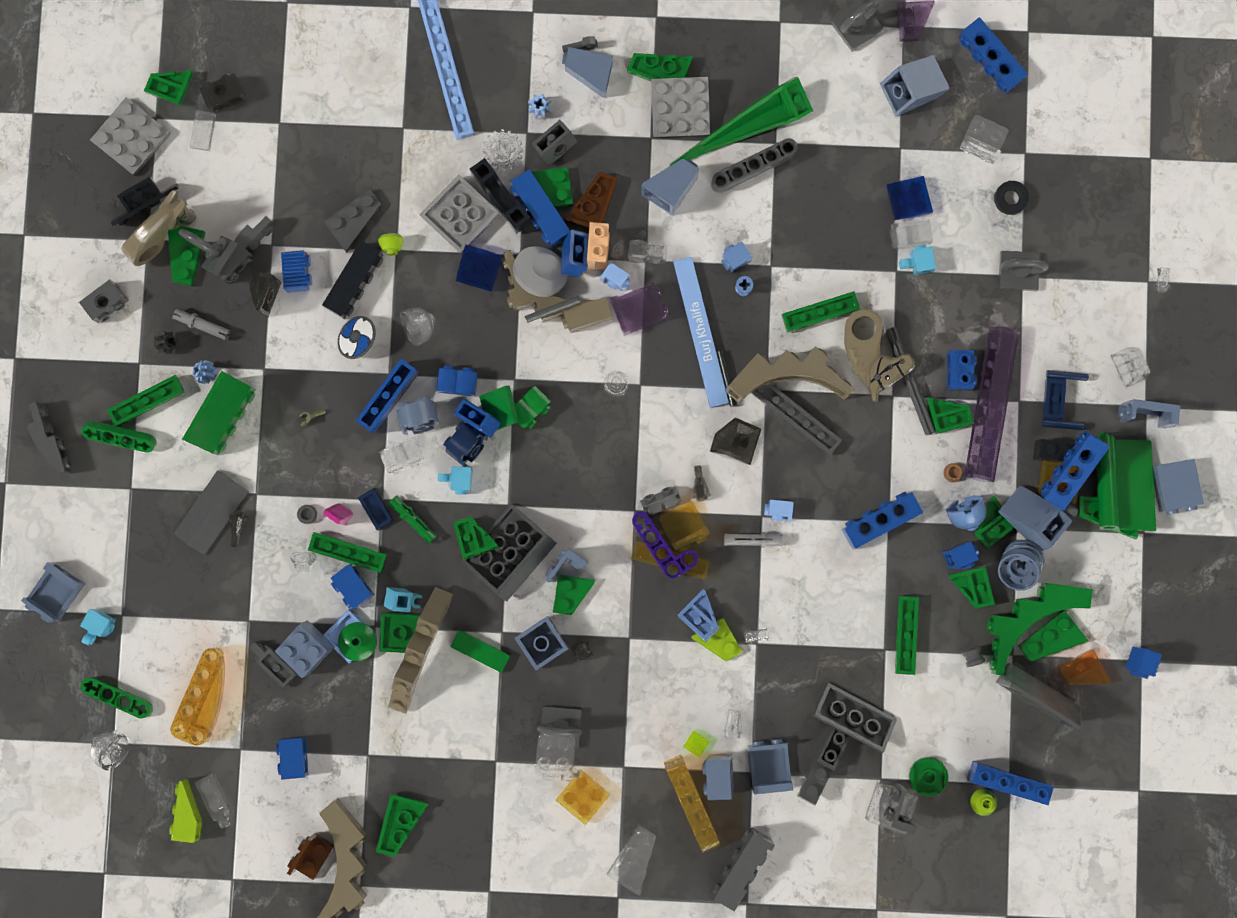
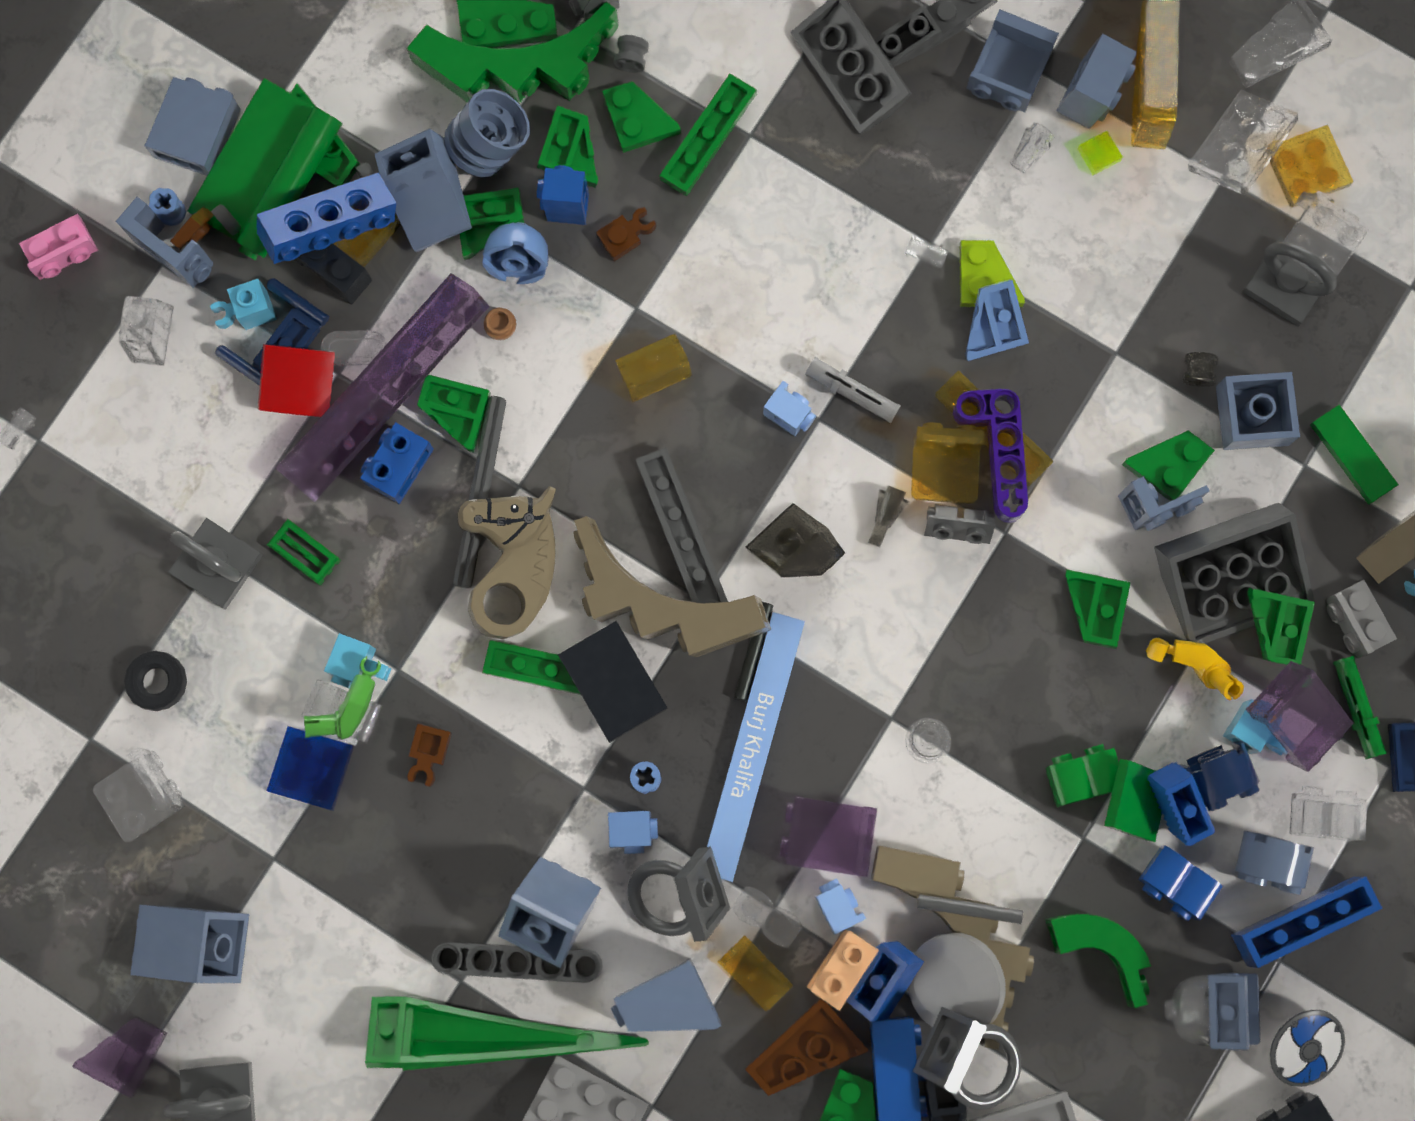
camera: 155 degrees left, 5 degrees down
(402, 332) = (1234, 1010): none -> sand blue panel
(434, 566) = (1360, 619): none -> light grey bracket
(441, 494) = (1301, 715): none -> clear purple panel
(478, 267) = (1051, 1049): clear blue plate -> none
(478, 336) = (1091, 931): none -> green arch
(504, 499) = (1207, 664): none -> yellow arm
(526, 235) = (952, 1050): none -> dark grey tile
(568, 497) = (1098, 606): none -> green wing
(624, 790) = (1243, 142): none -> clear plate
(637, 226) = (755, 973): none -> clear yellow hinge
(687, 244) = (699, 894): none -> dark grey tile
(753, 195) = (549, 911): none -> sand blue slope
(787, 321) = (612, 681): none -> black tile
(857, 240) = (428, 747): none -> reddish brown plate
(861, 492) = (654, 367): none -> clear yellow hinge
(905, 232) = (349, 713): none -> bright green arm
(910, 510) = (631, 300): blue brick -> none
(919, 555) = (622, 236): none -> reddish brown plate
(949, 624) = (637, 117): none -> green wing
(984, 302) = (326, 568): none -> green tile
(991, 45) = (26, 908): blue brick -> none
(1020, 418) = (353, 346): none -> clear tile
(1037, 382) = (295, 380): none -> red slope
(1087, 406) = (248, 305): none -> medium azure brick
(1126, 445) = (227, 219): none -> dark grey tile
(1139, 428) = (194, 228): none -> reddish brown plate
(1157, 439) = (163, 197): none -> medium blue bush
(1204, 383) = (58, 247): none -> bright pink bracket

